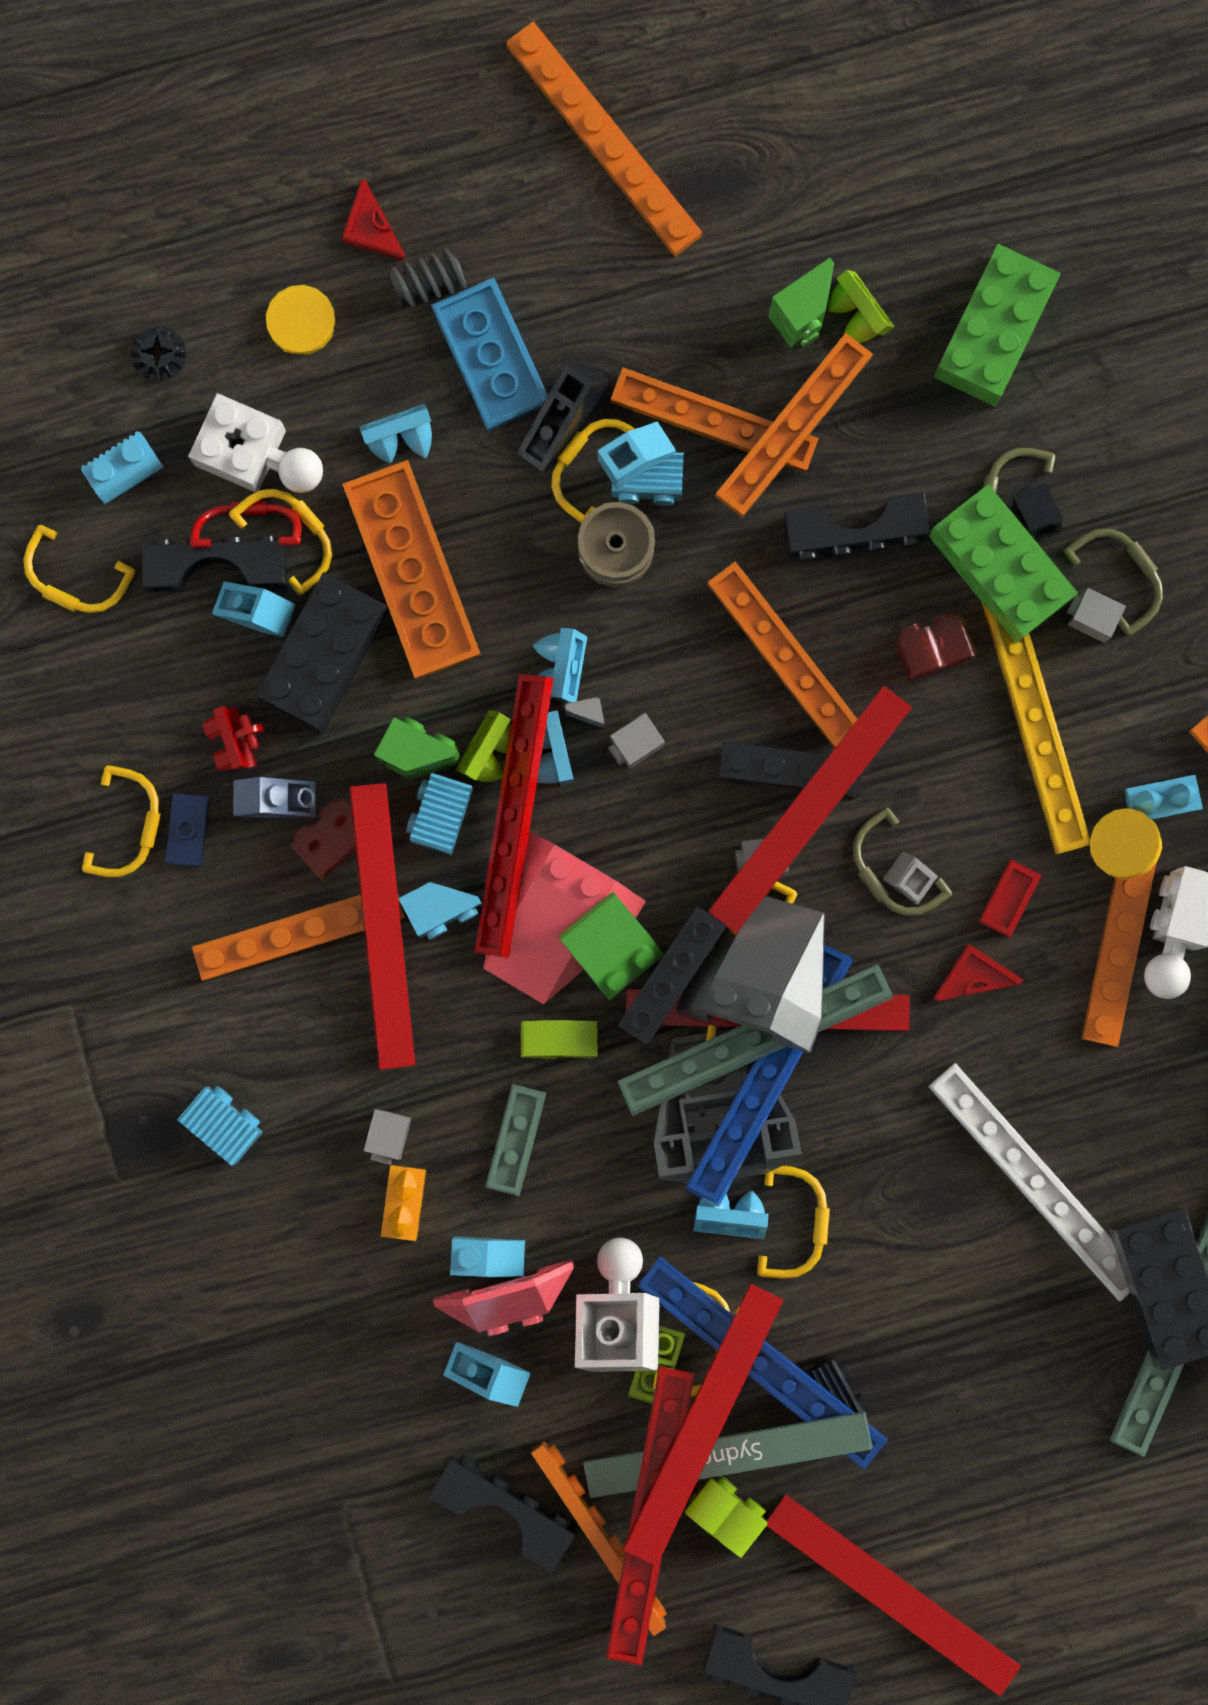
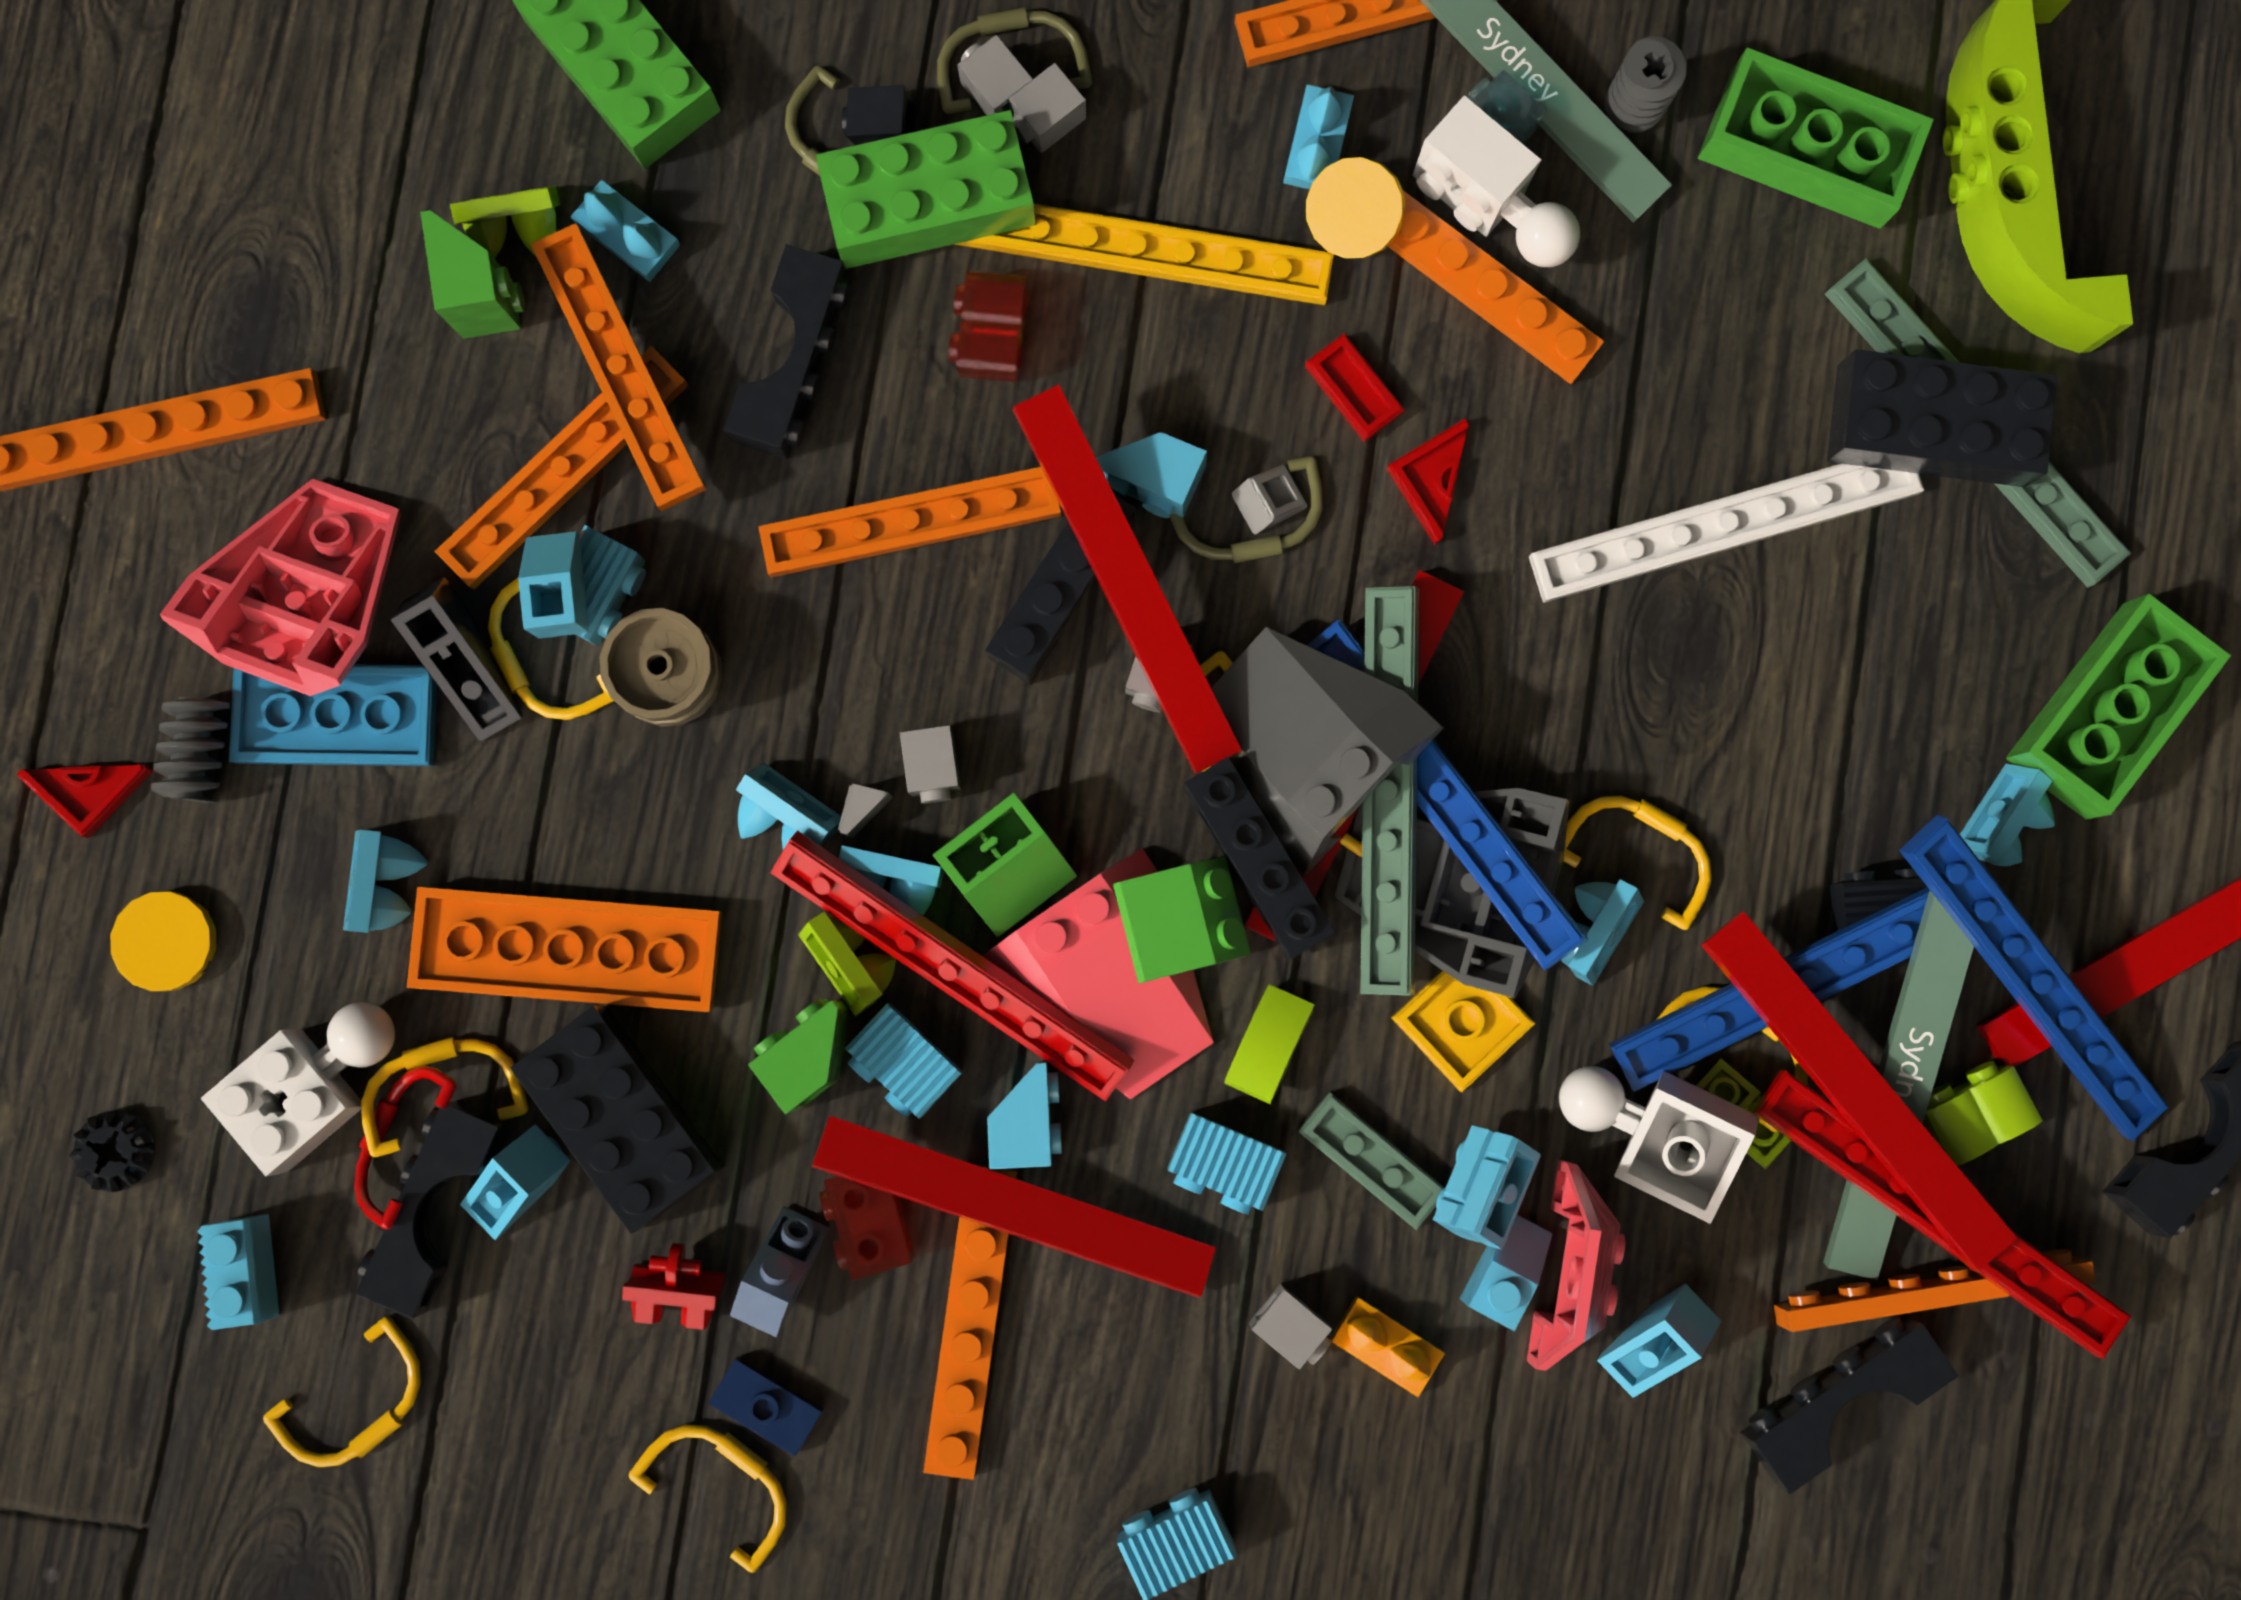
camera: 65 degrees left, 0 degrees up
(471, 1046) = (1226, 1163): none -> medium azure brick
(532, 1217) = (1486, 1187): none -> medium azure brick
(557, 293) = (293, 589): none -> coral wedge
(593, 819) = (1005, 865): none -> bright green slope
(627, 1158) = (1461, 1027): none -> yellow tile
(828, 1507) = (2033, 976): none -> blue tile
(886, 385) = (625, 230): none -> medium azure tile
(892, 795) = (1157, 472): none -> medium azure slope
(942, 1449) = (2011, 802): none -> medium azure tile
(1034, 1489) = (2119, 706): none -> bright green brick
(1099, 570) = (991, 75): none -> light grey brick

